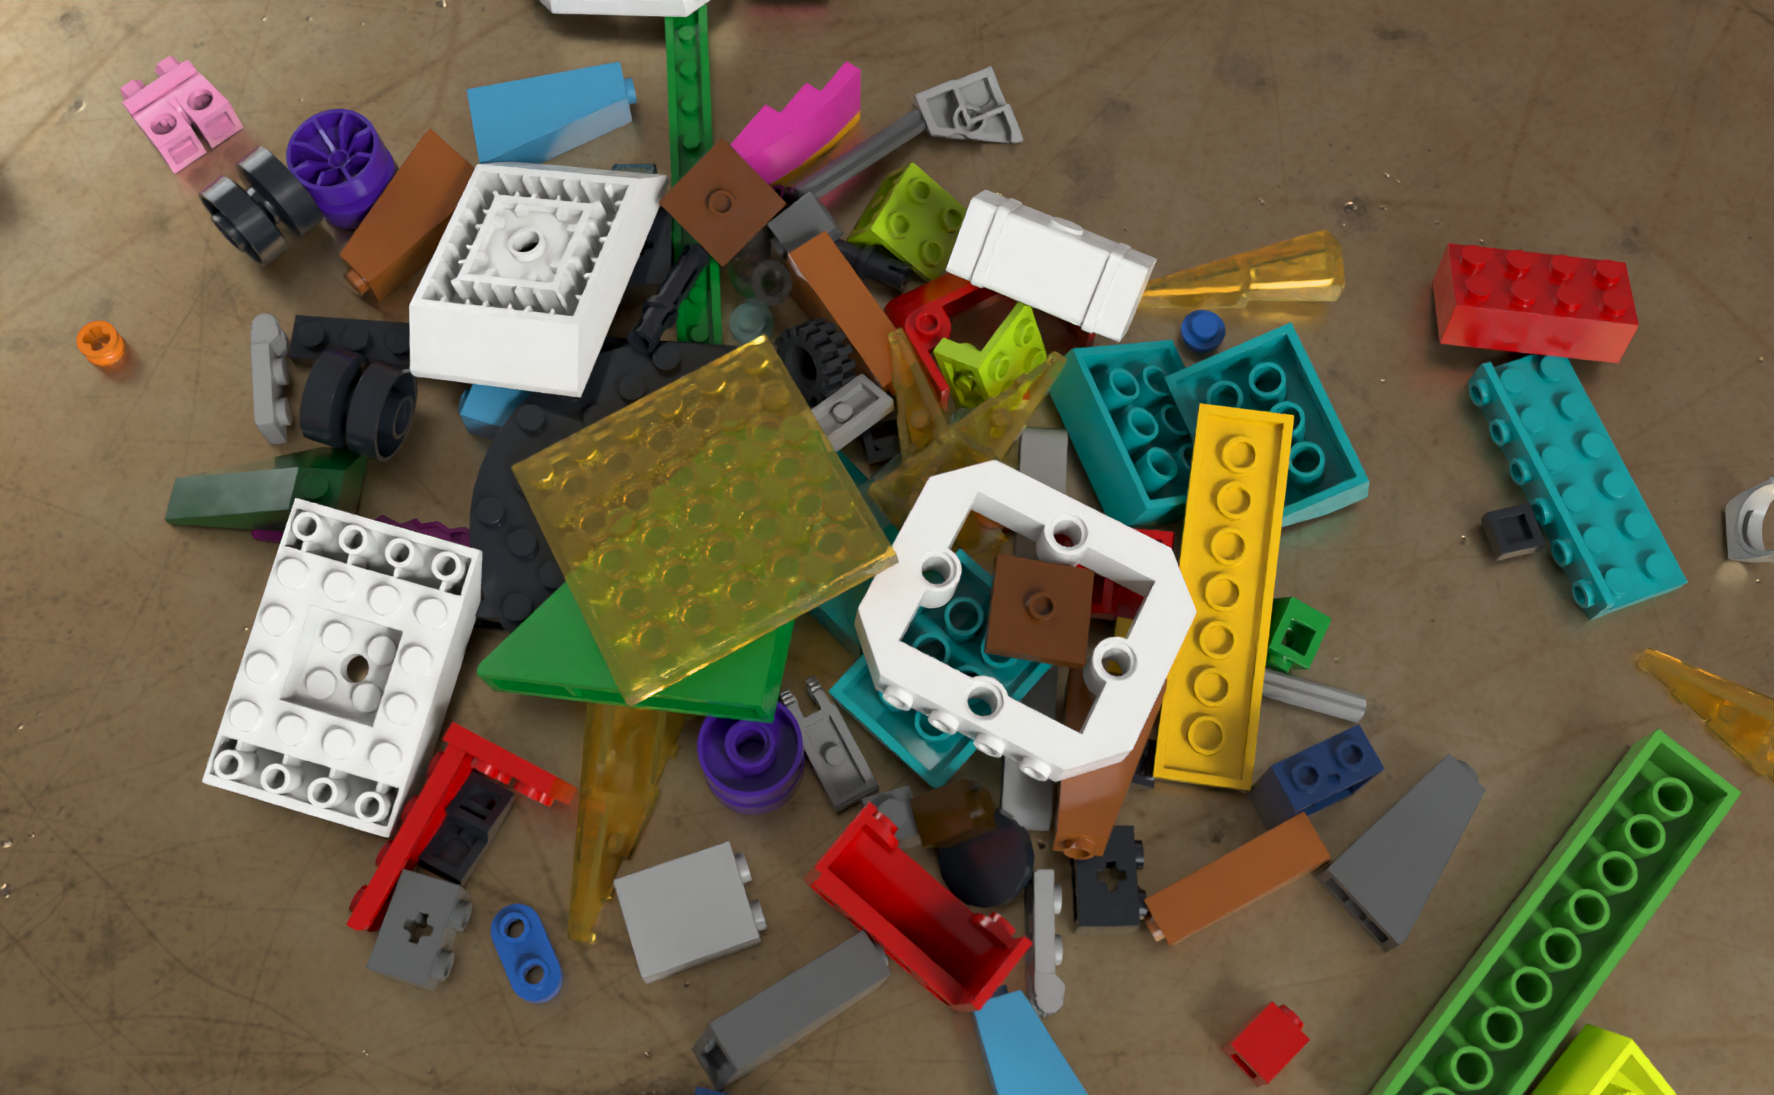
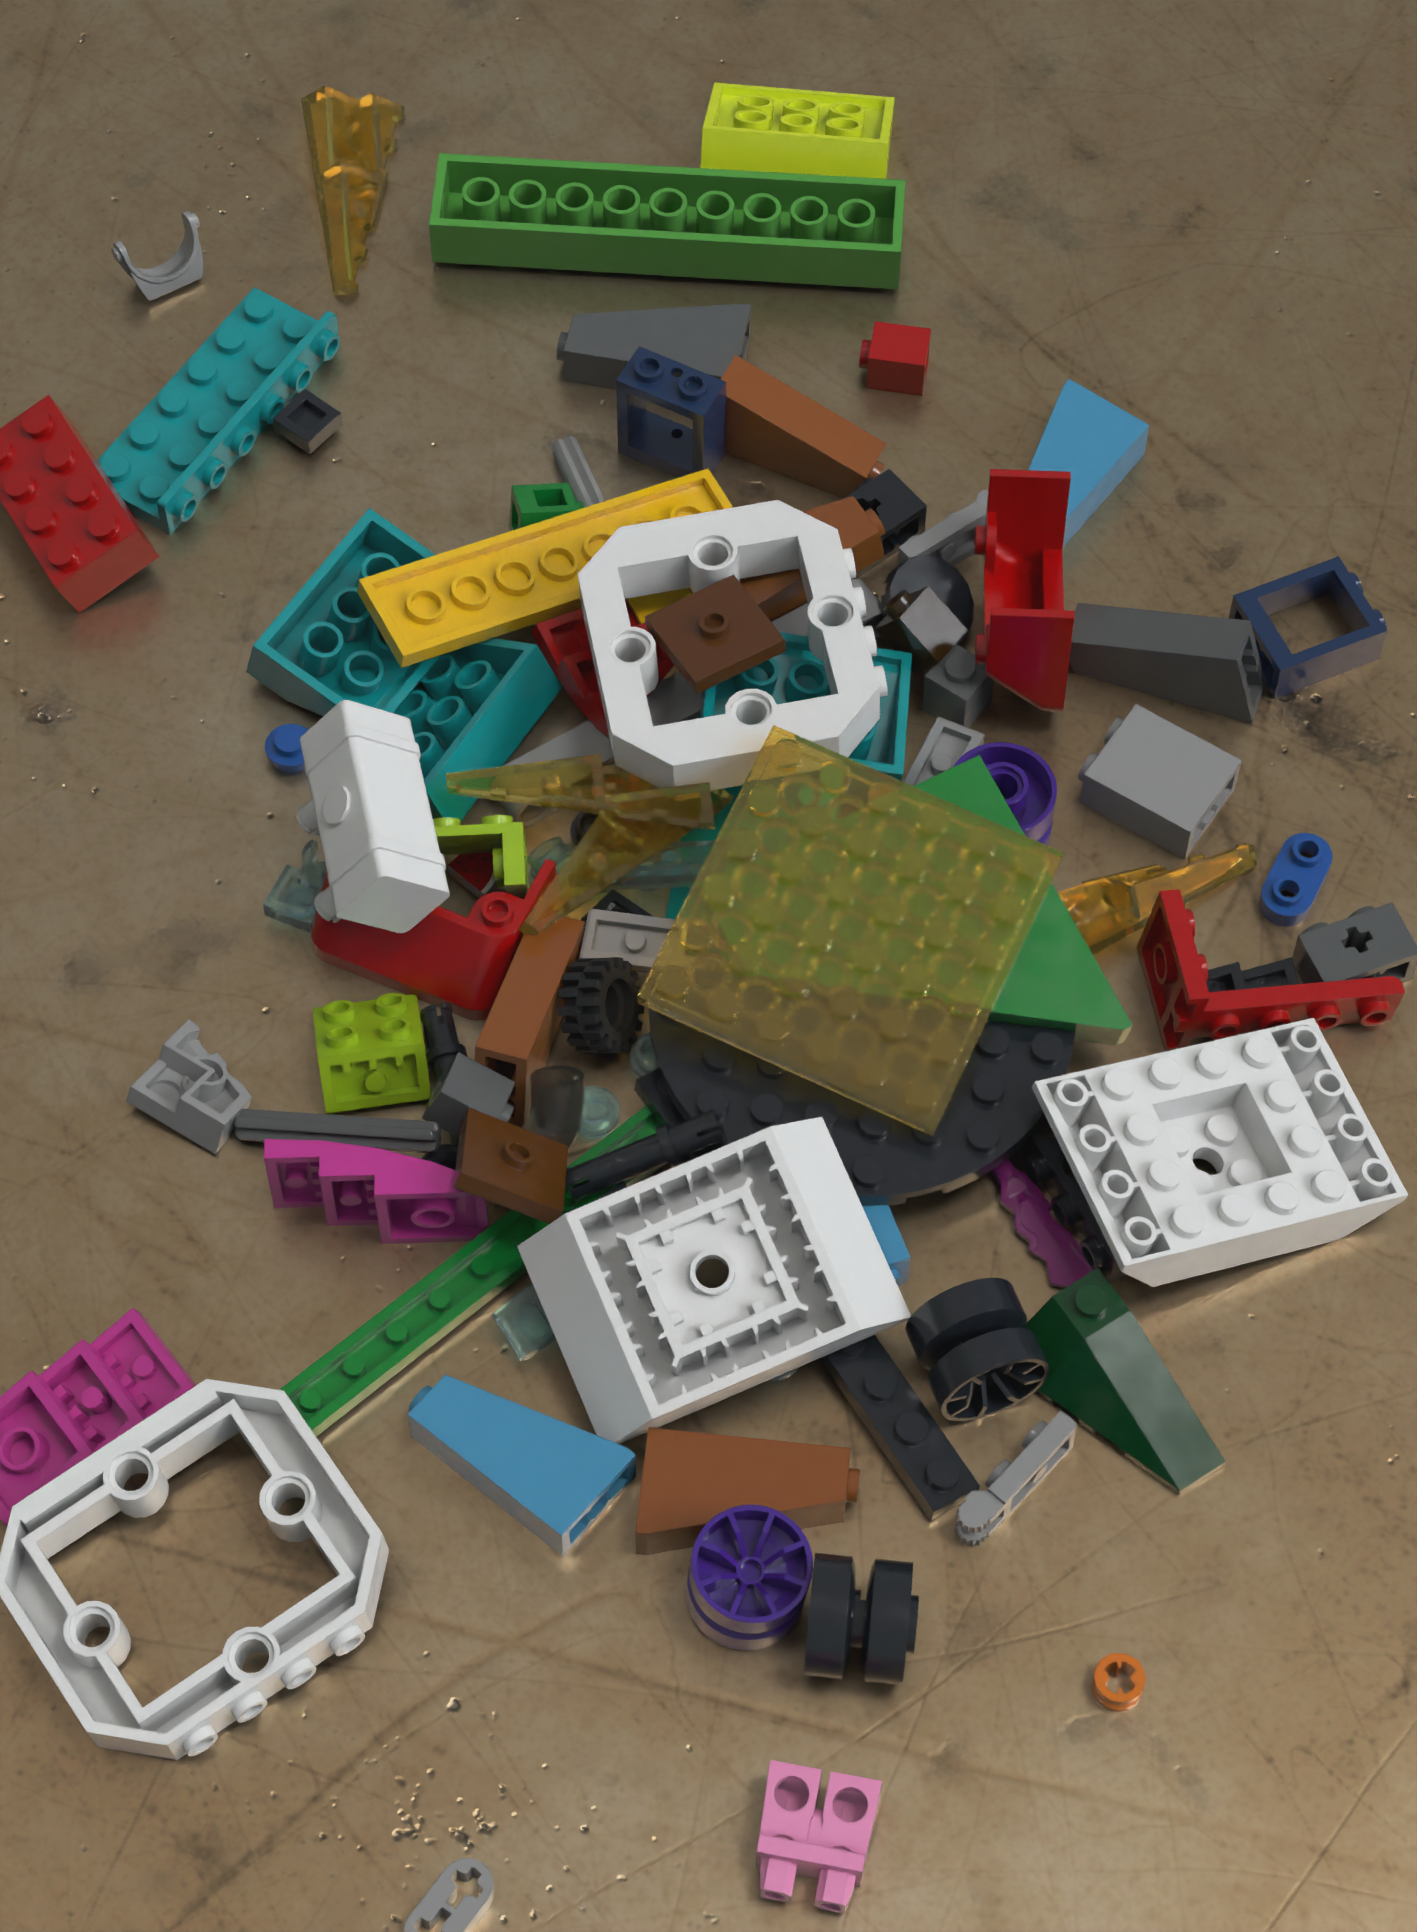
camera: 125 degrees left, 10 degrees down
(1285, 271) = (174, 717): clear yellow wedge -> none

